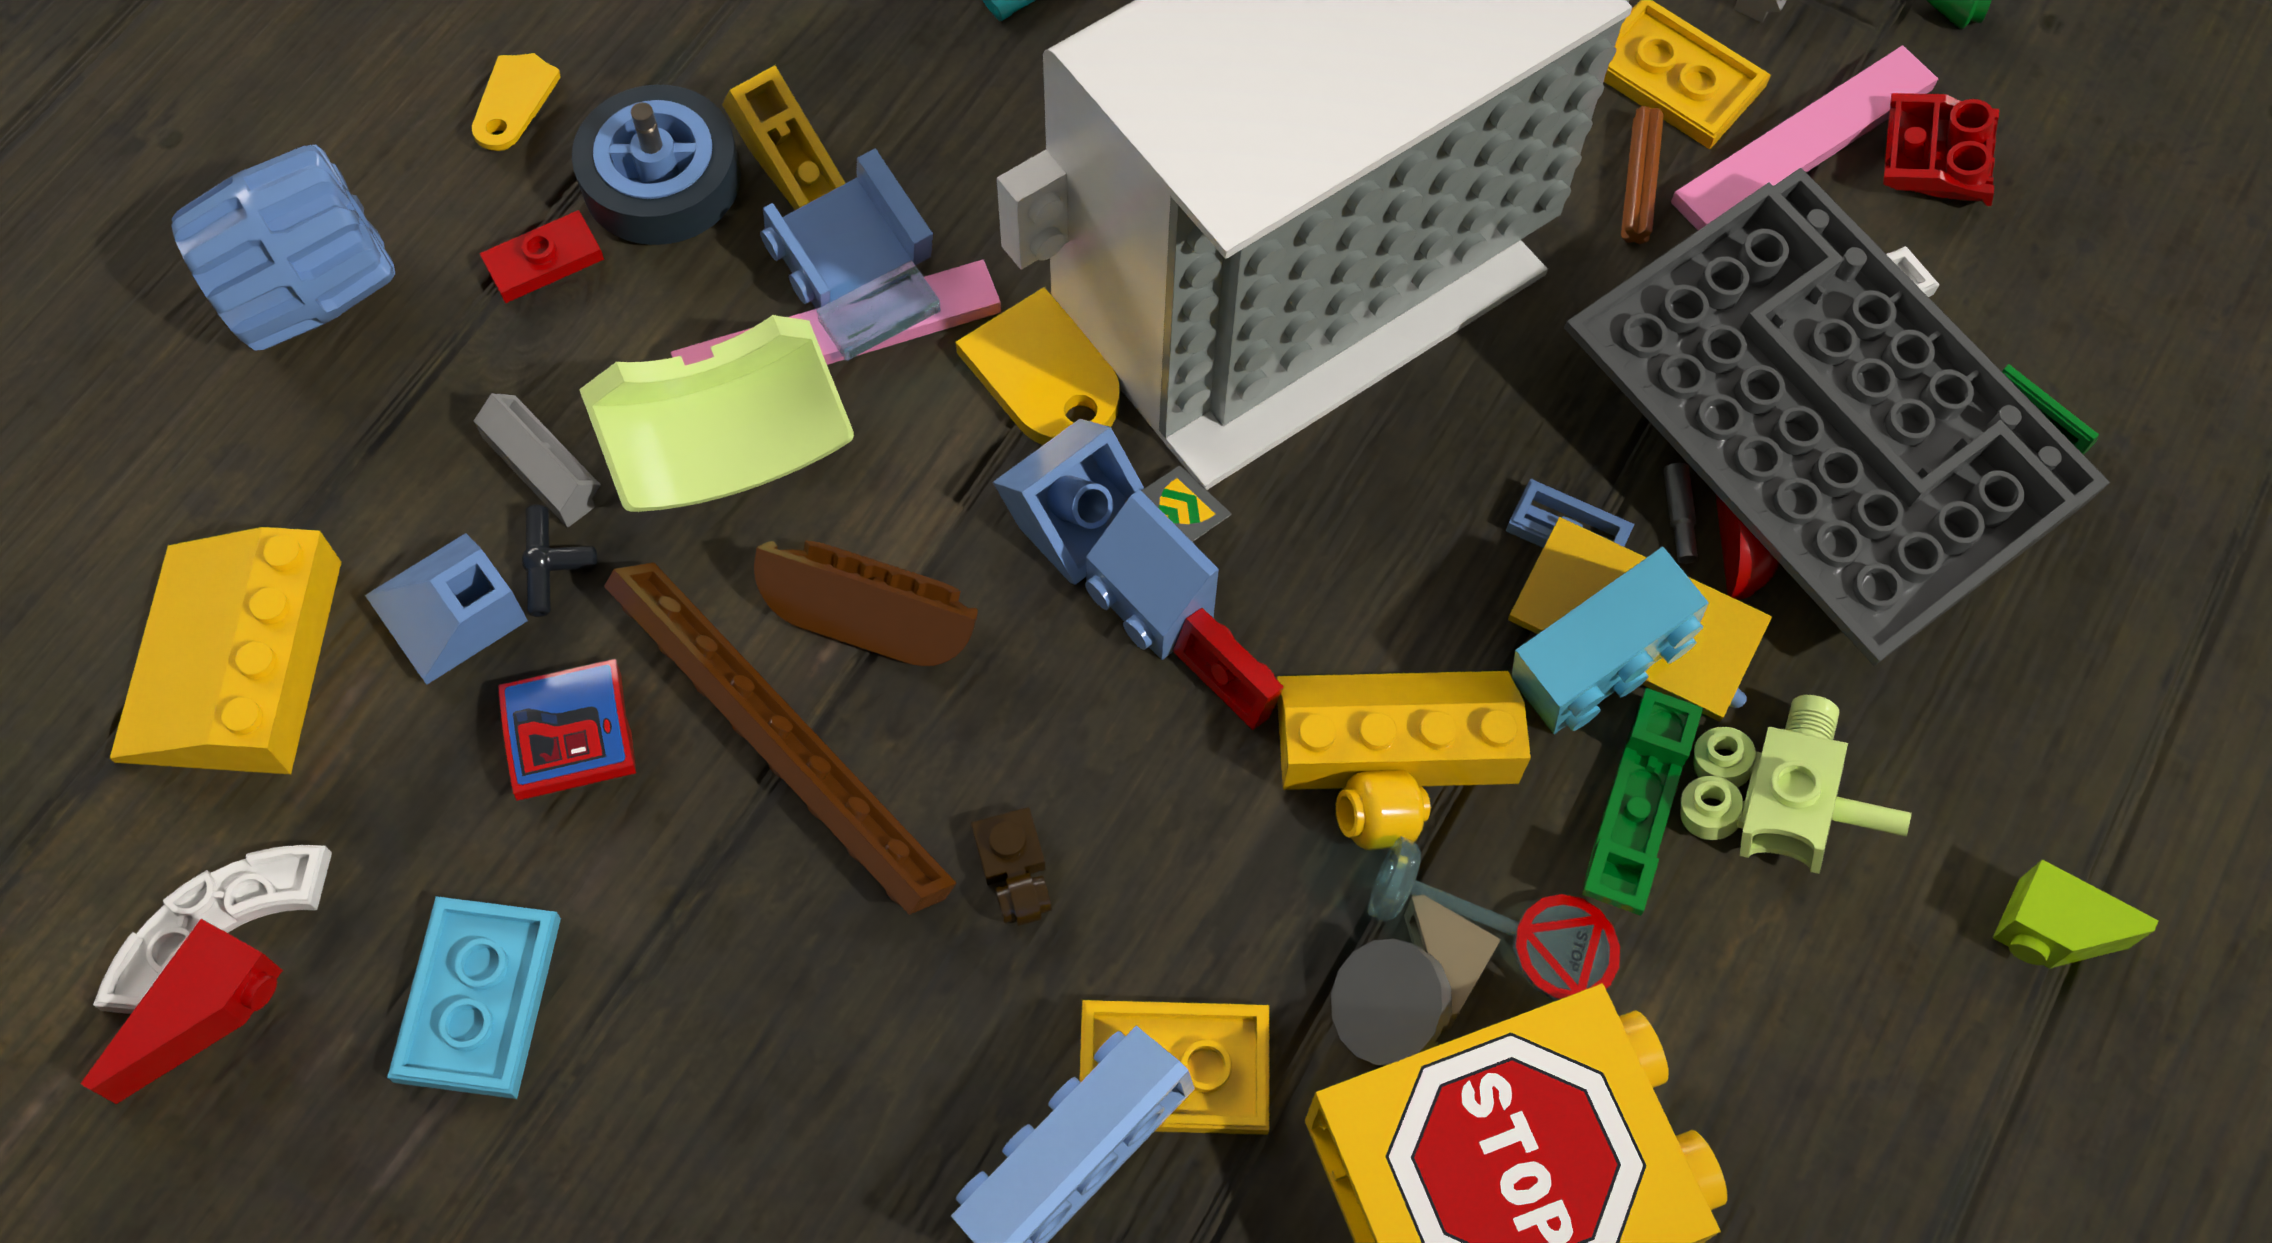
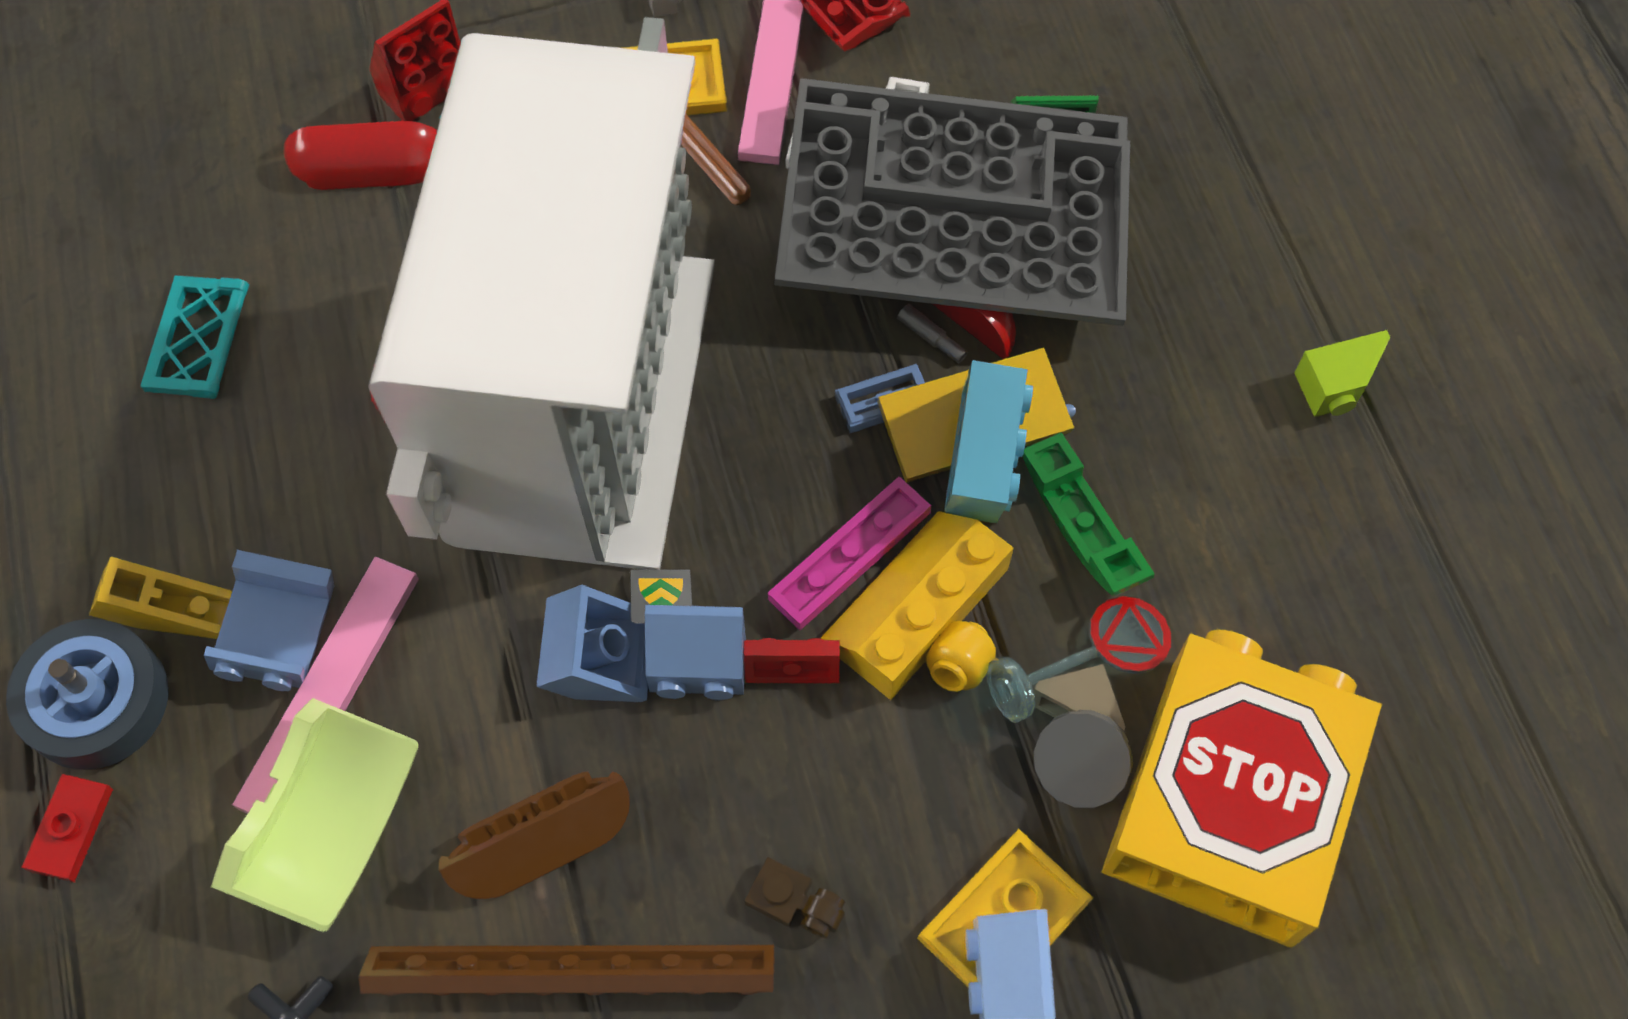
camera: 45 degrees left, 0 degrees up
(537, 457) = (216, 958): light grey piece -> none
(878, 310) = (345, 650): clear light blue tile -> none
(1041, 367) = (484, 590): yellow tile -> none
(1385, 628) = (849, 553): none -> dark pink plate
(1789, 787) = (1149, 432): yellowish green piece -> none

